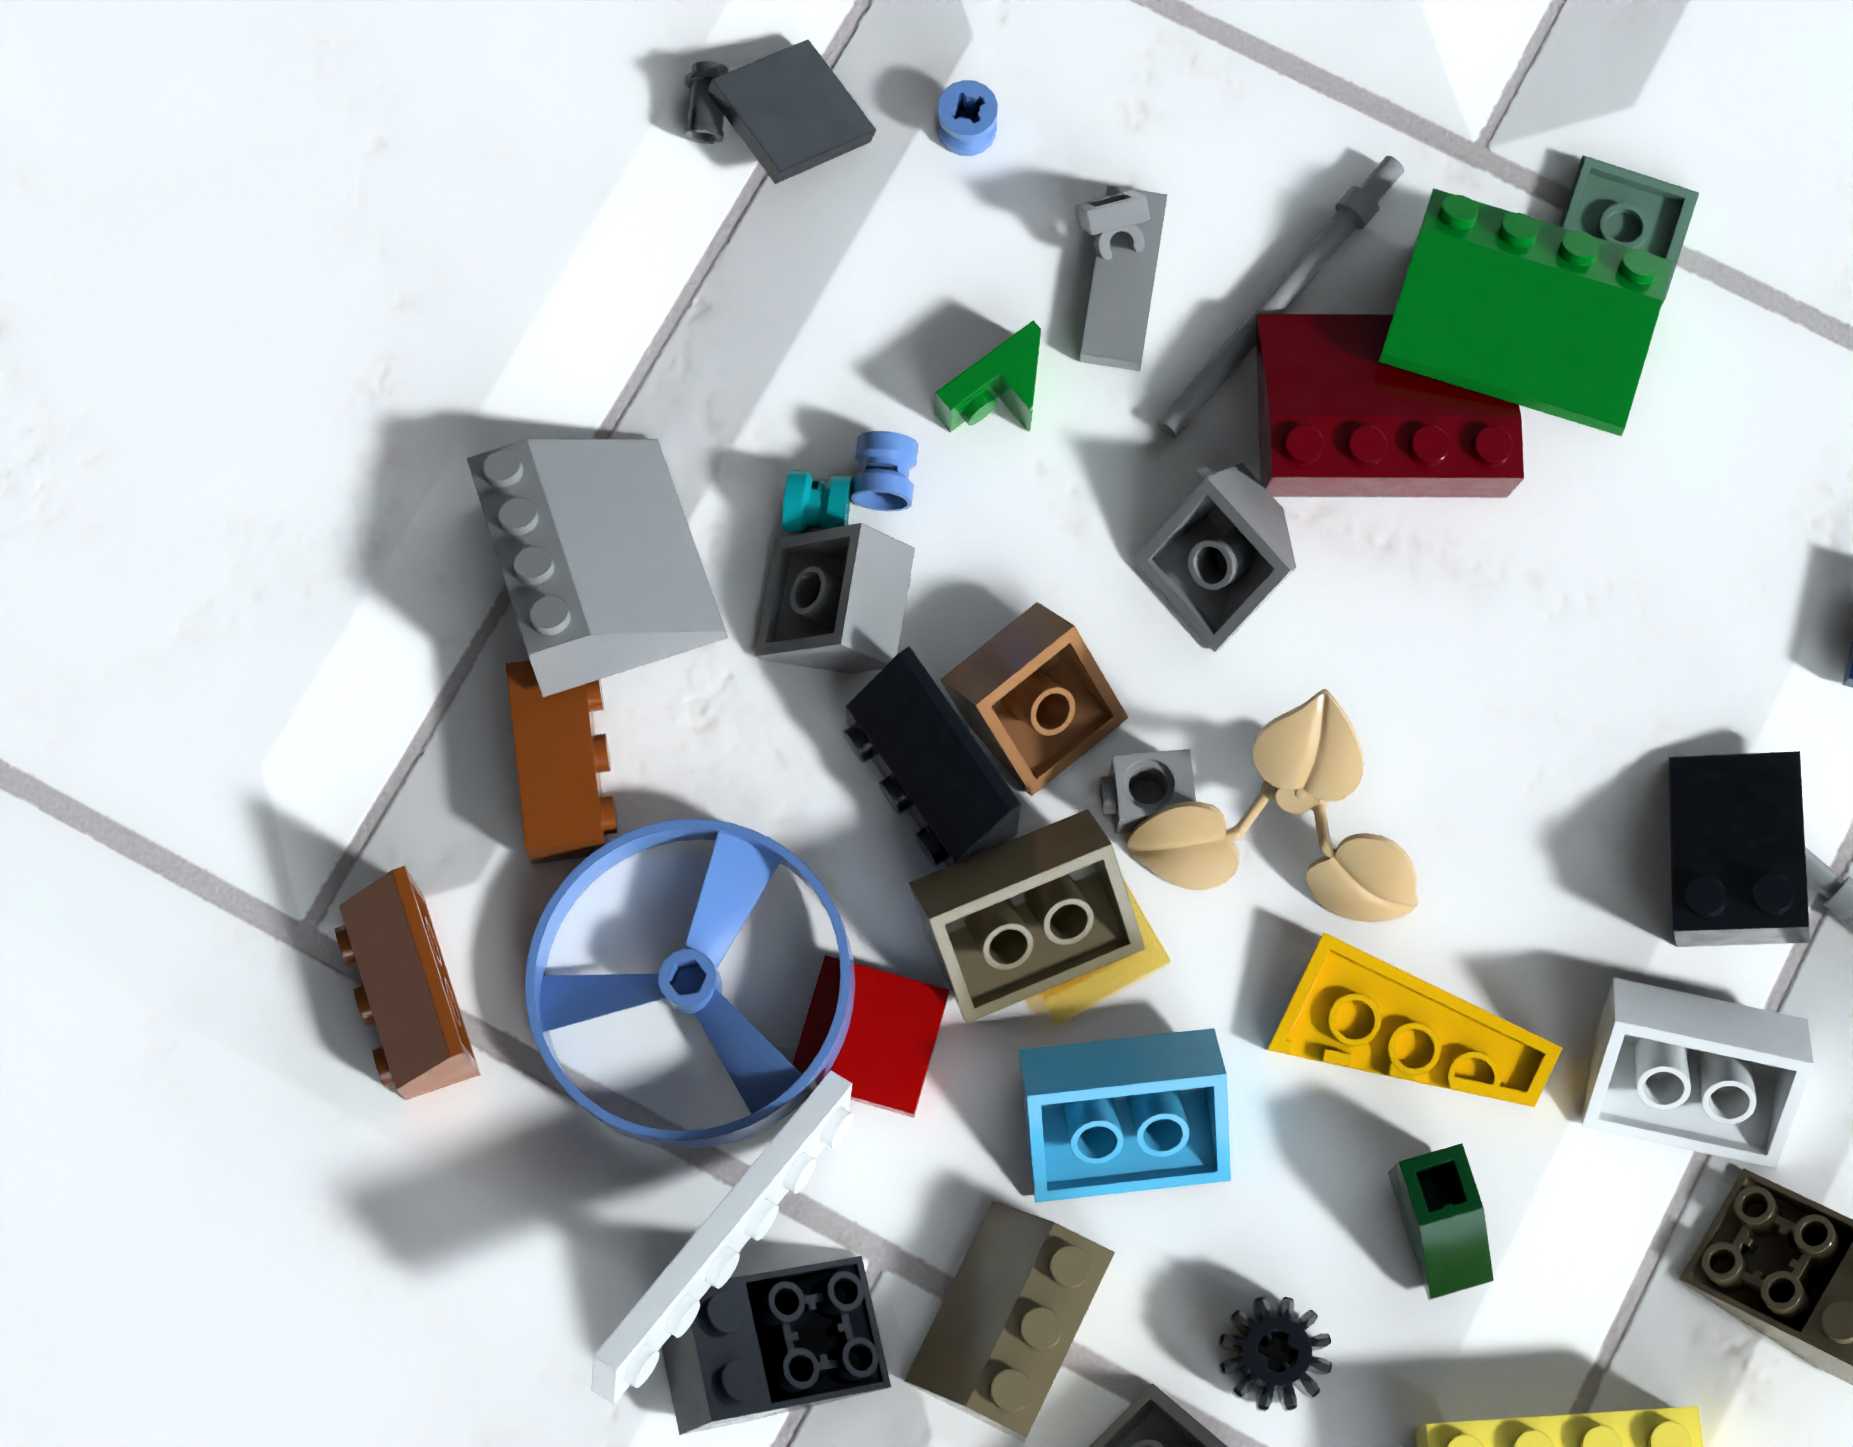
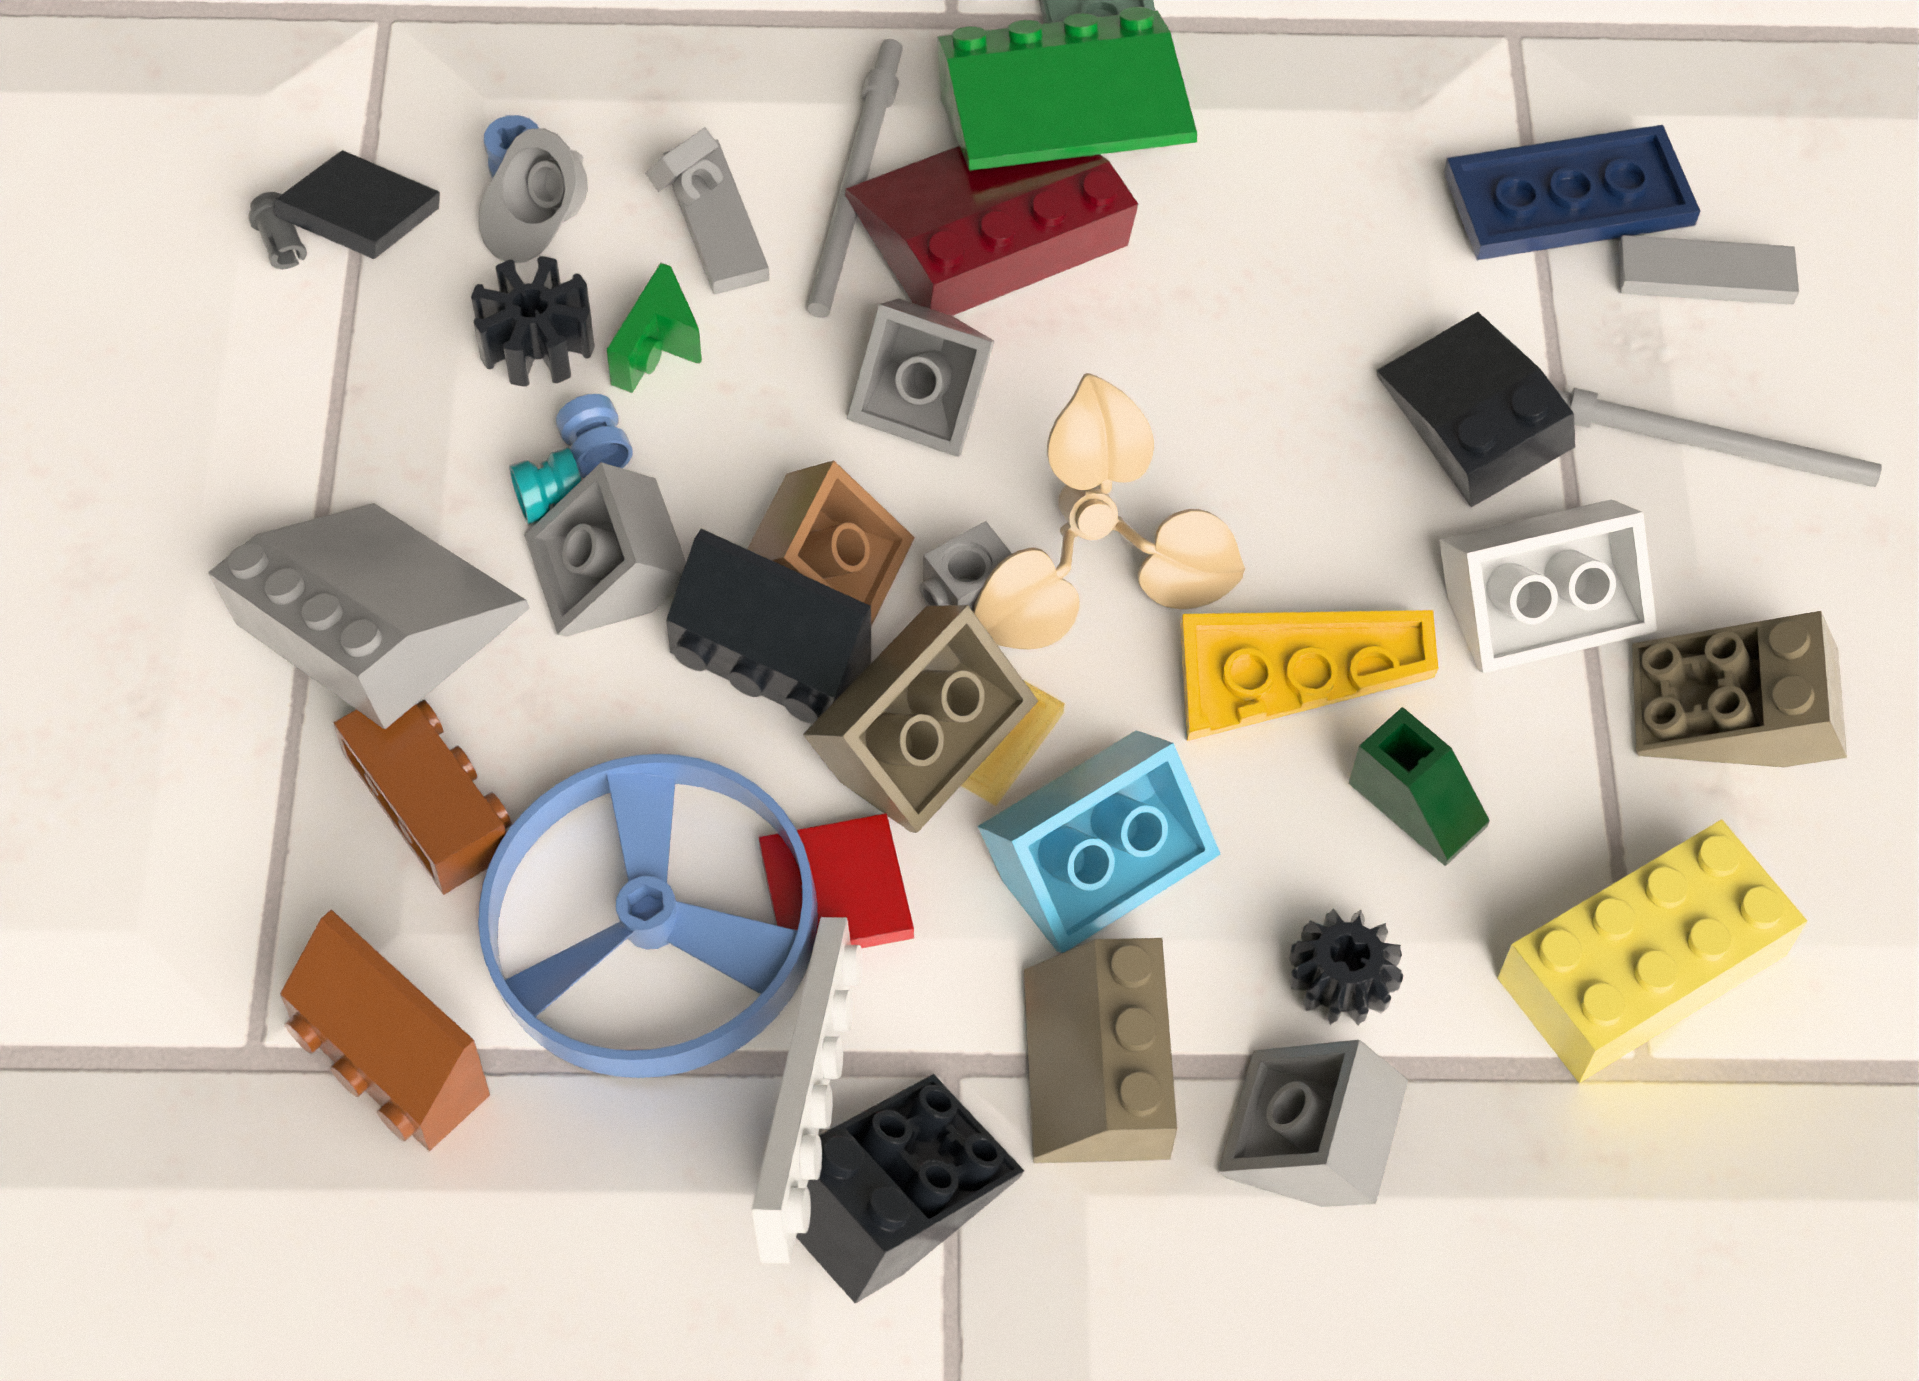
camera: 30 degrees left, 15 degrees down
(911, 302) = (533, 321): none -> black gear
(954, 183) = (531, 195): none -> light grey piece

